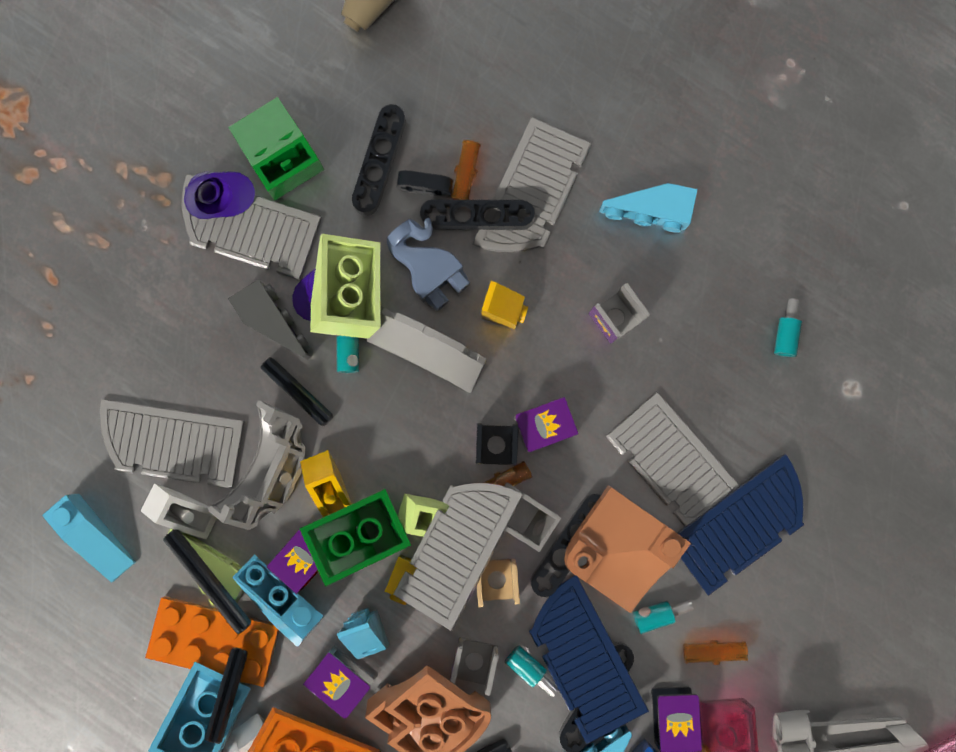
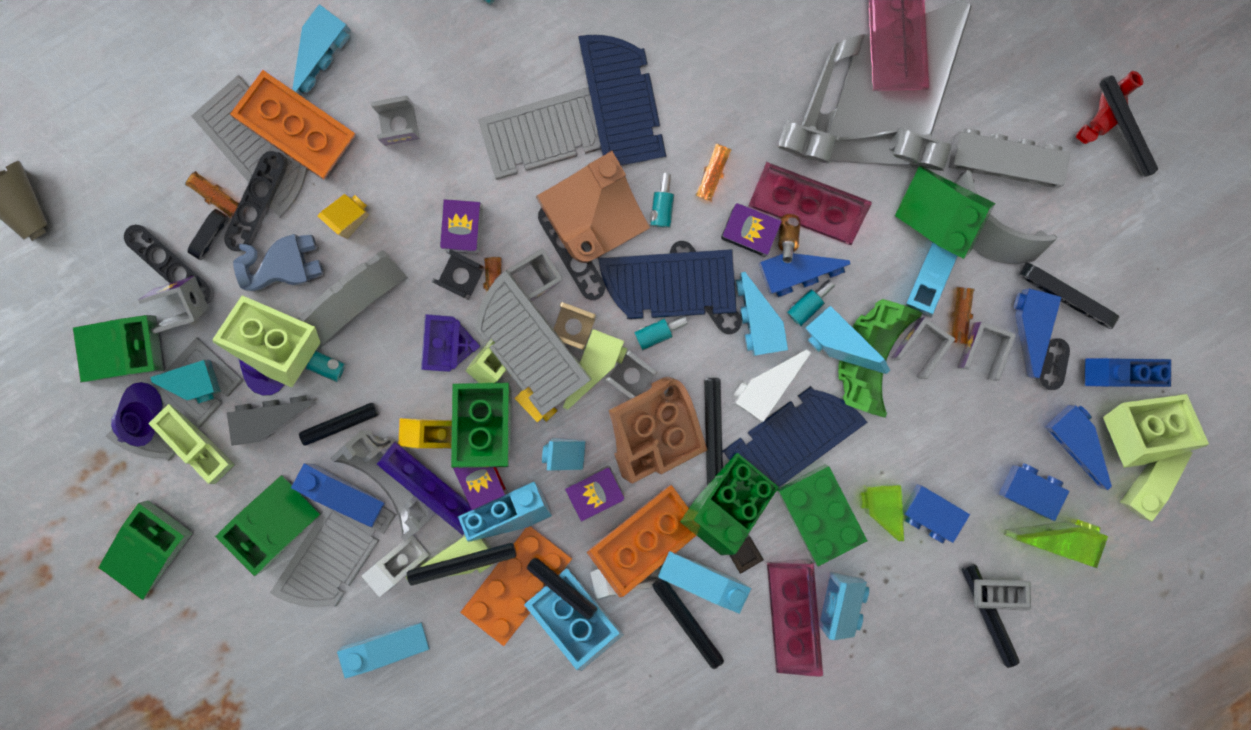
camera: 65 degrees left, 5 degrees up
(92, 259) = (144, 548): none -> green slope
(164, 368) = (267, 525): none -> green slope
(213, 259) = (191, 444): none -> yellowish green slope
(225, 423) = (337, 494): none -> blue slope
(271, 506) = (424, 485): none -> dark purple tile
(273, 231) = (190, 382): none -> teal slope
(360, 183) = (183, 288): none -> light grey piece
(422, 460) = (445, 343): none -> dark purple slope
(476, 624) = (598, 360): none -> yellowish green slope
(568, 217) = (293, 124): none -> orange plate

